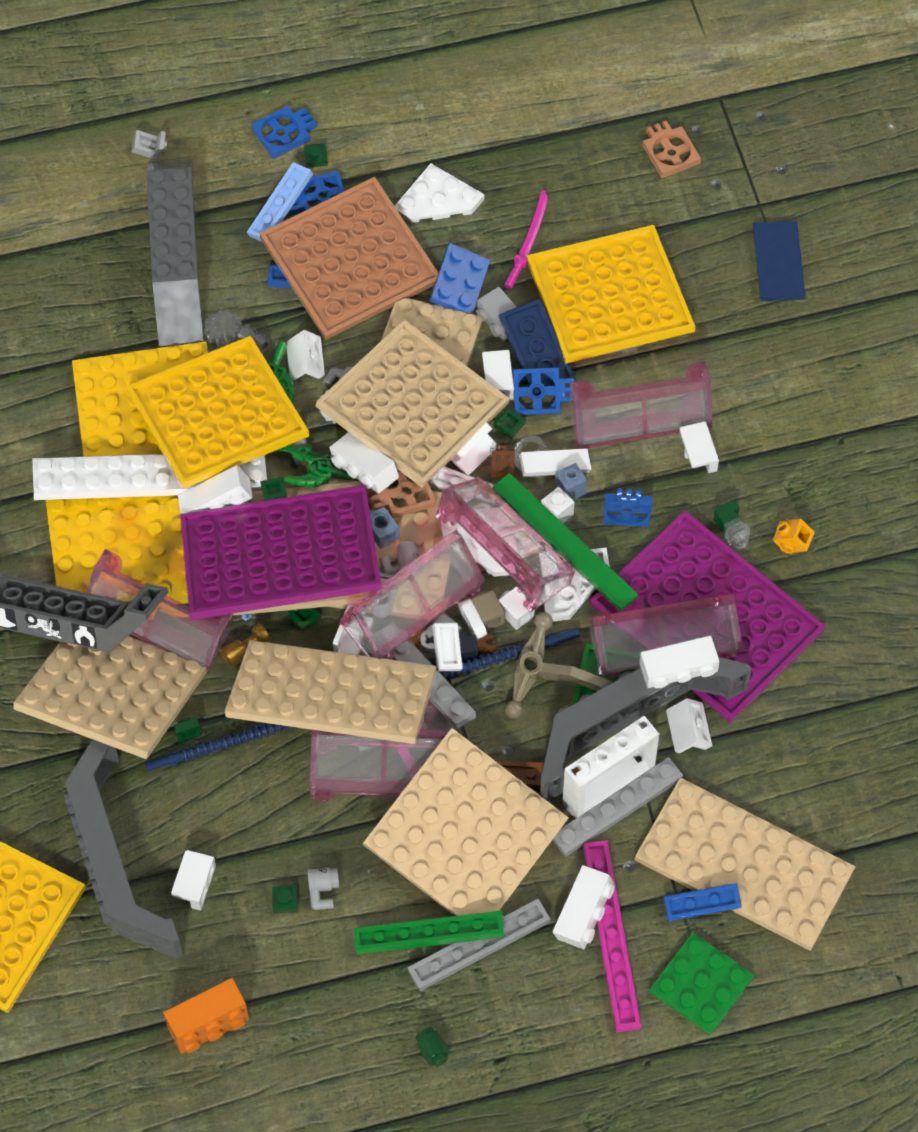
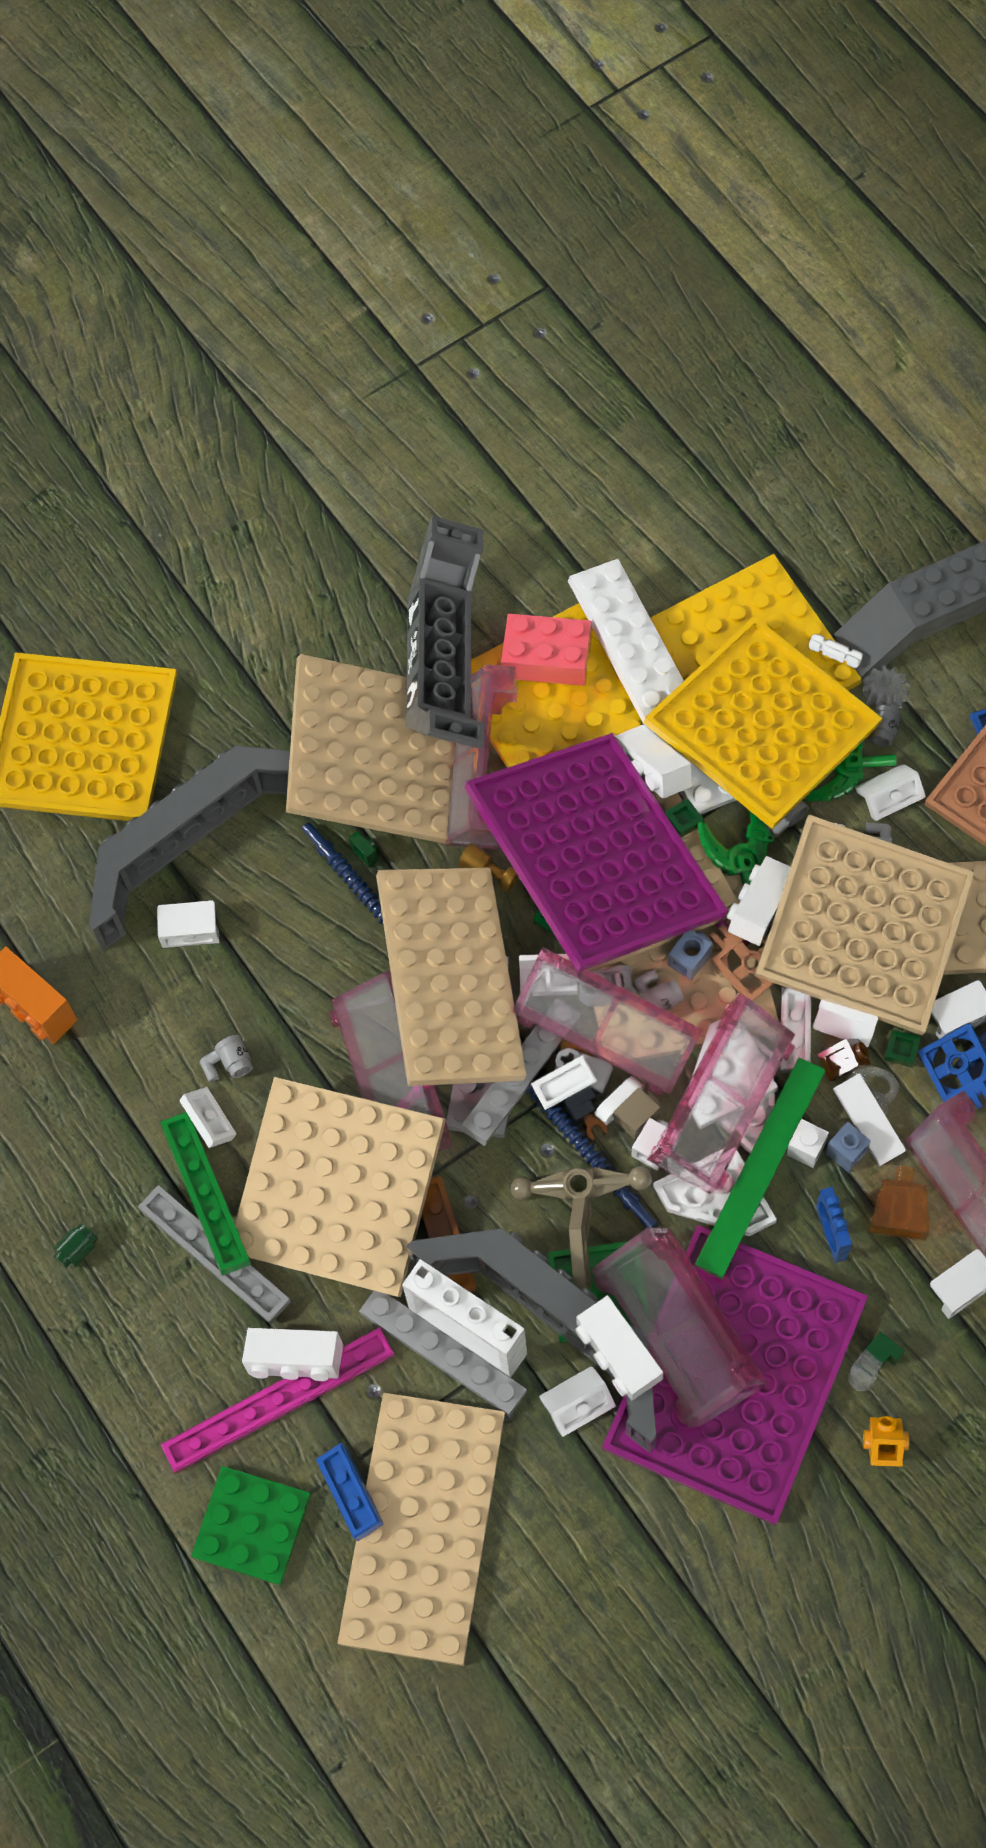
camera: 75 degrees right, 5 degrees up
(83, 537) = (547, 648): none -> coral brick
(178, 346) = (835, 650): none -> white axle
(284, 899) = (201, 1027): dark green plate -> none
(365, 914) = (208, 1117): none -> white plate
(627, 466) = (901, 1207): none -> clear orange torso

